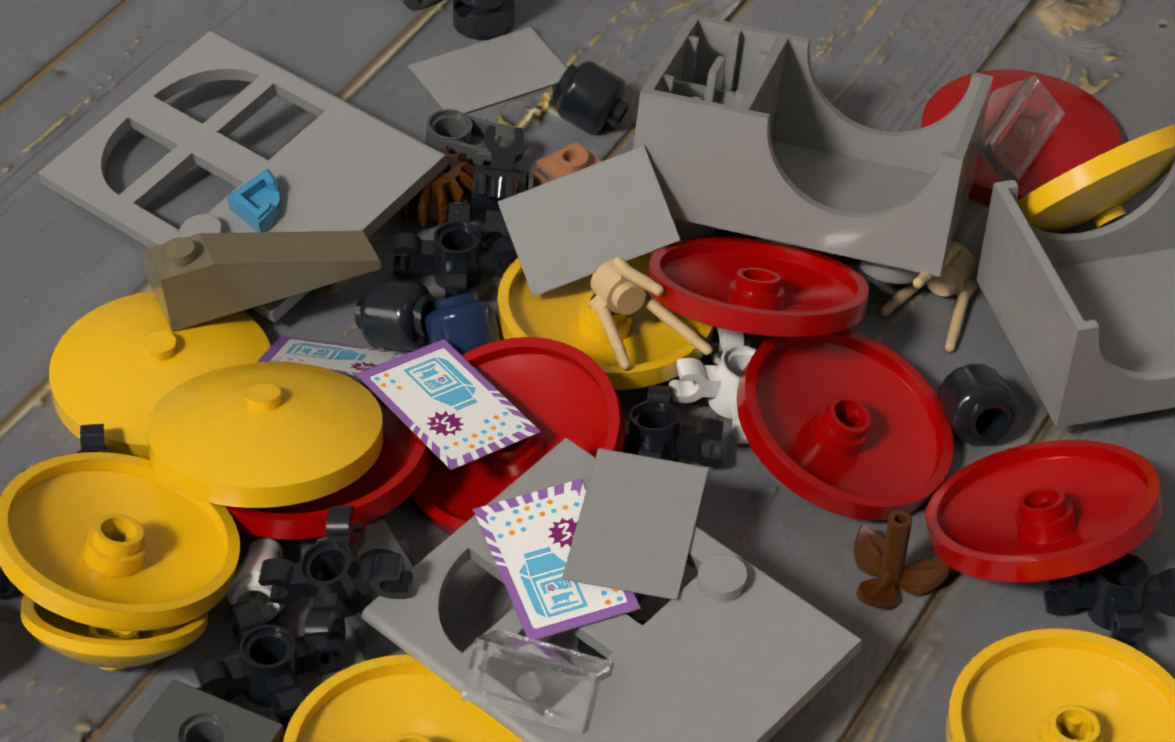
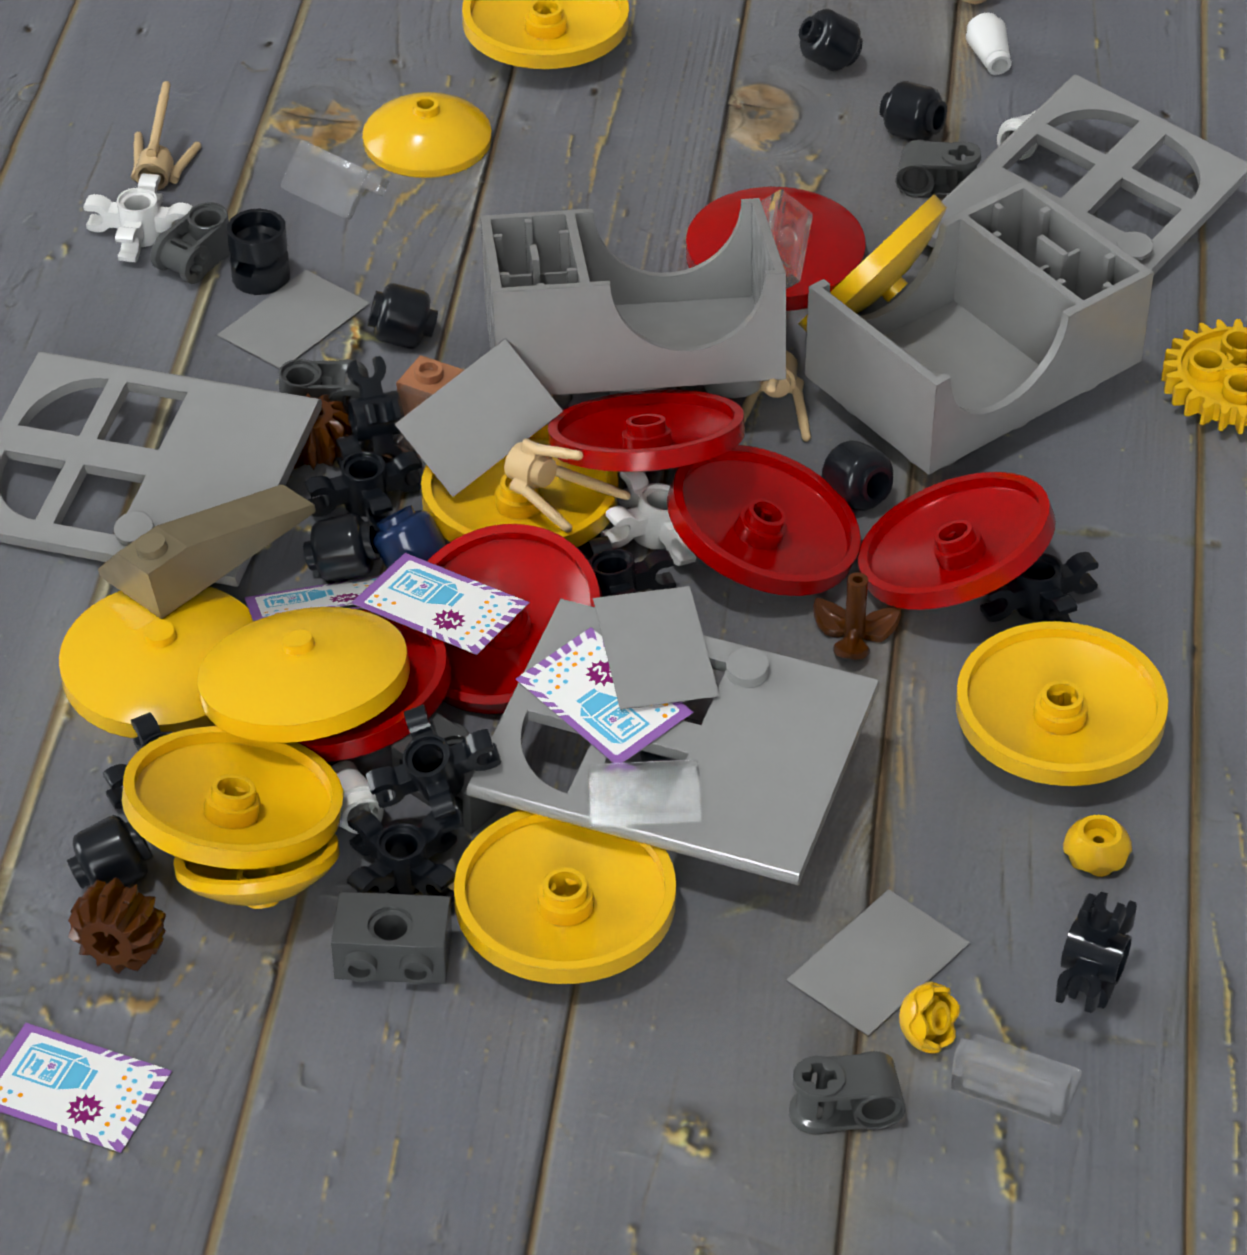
camera: 20 degrees left, 0 degrees up
(258, 201) = (172, 488): dark azure tile -> none

